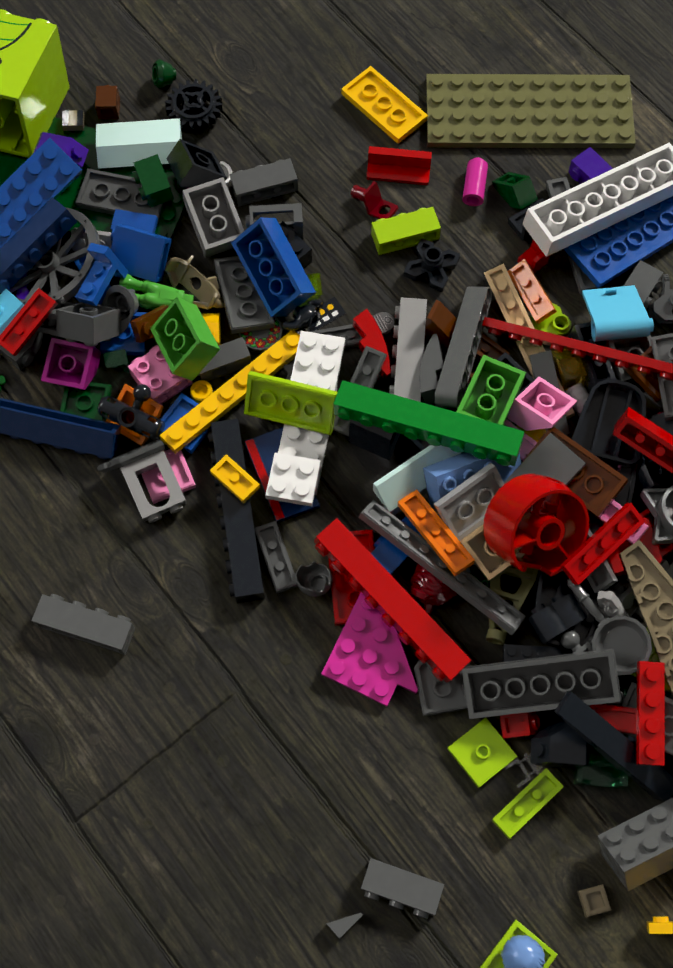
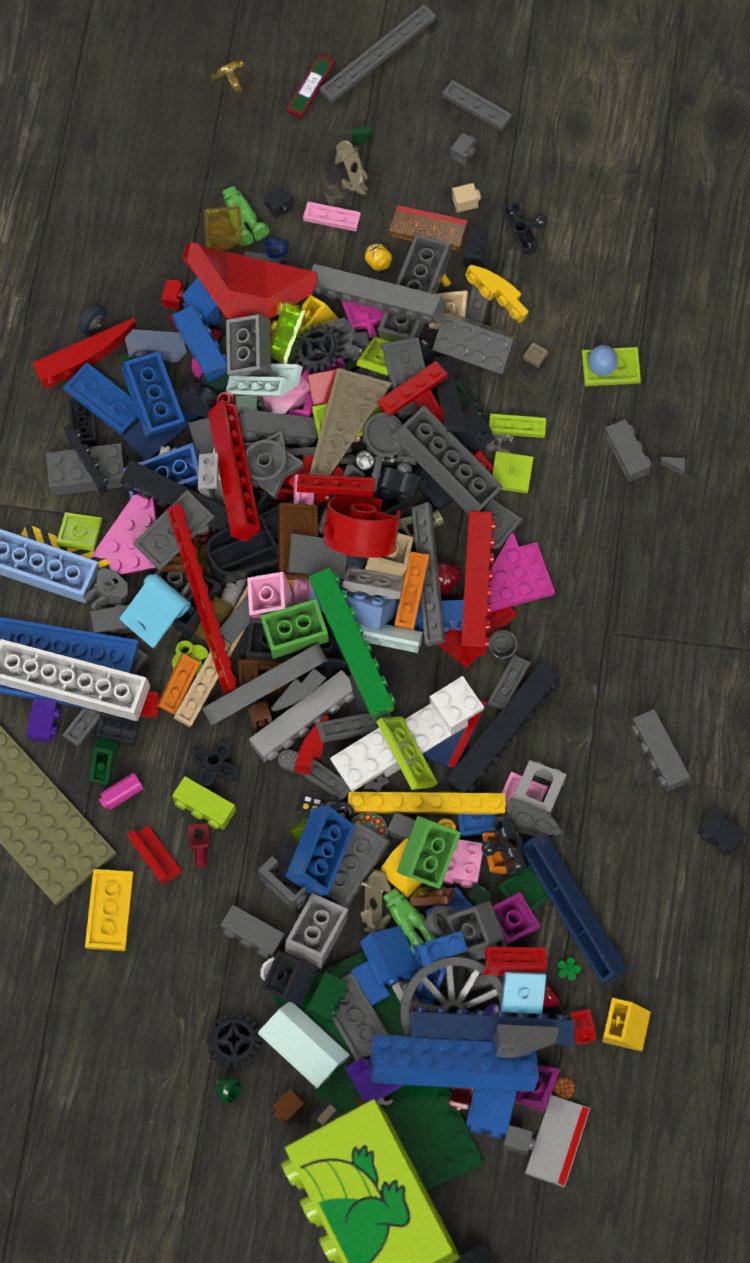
camera: 130 degrees left, 0 degrees up
(235, 478) = (488, 738): yellow plate -> none

